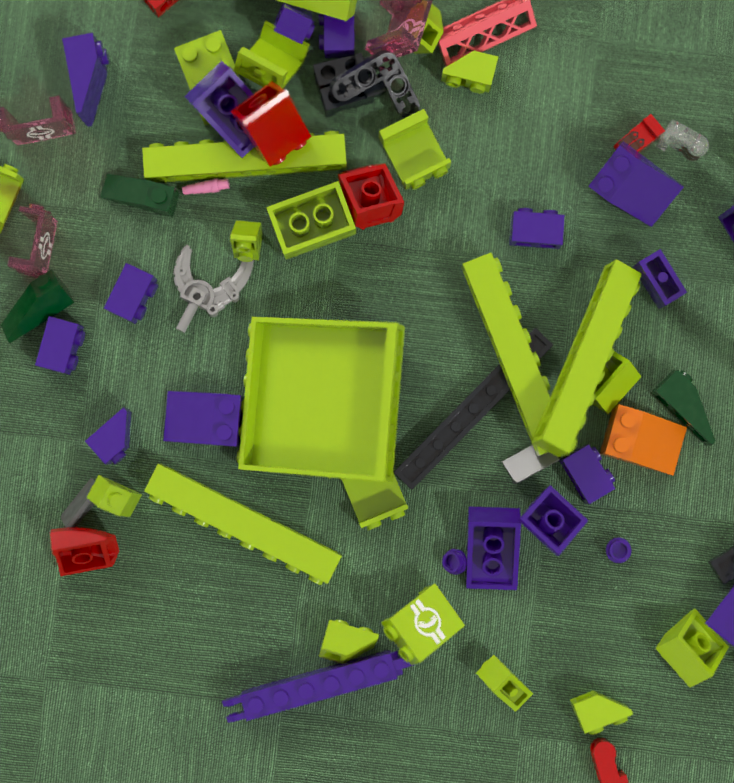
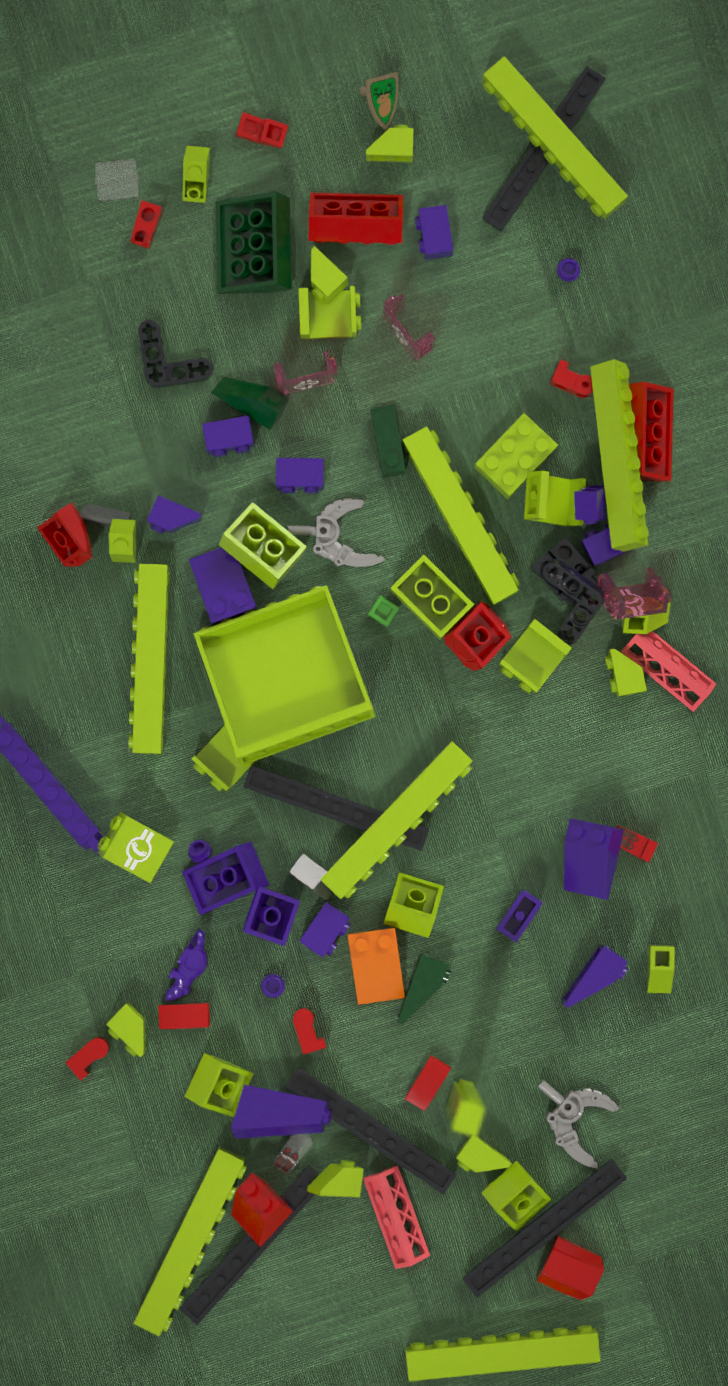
camera: 65 degrees right, 0 degrees up
(87, 73) = (469, 349): dark purple slope -> none
(183, 361) = (262, 545): none -> lime brick
(206, 187) = (422, 495): bright pink animal -> none
(215, 98) = (491, 486): dark purple slope -> none
(246, 240) = (389, 550): lime slope -> none
(272, 123) = (493, 526): red slope -> none
(303, 275) = (383, 611): none -> bright green tile
(346, 642) = (90, 790): lime slope -> none
(504, 683) = (117, 939): lime slope -> none
(536, 229) = (514, 791): dark purple brick -> none
(563, 621) = (192, 965): none -> dark purple animal
(587, 359) = (420, 882): lime brick -> none
(609, 651) = (184, 1016): none -> red slope
(669, 536) = (303, 1023): none -> red leg
(683, 140) = (651, 883): clear leg -> none

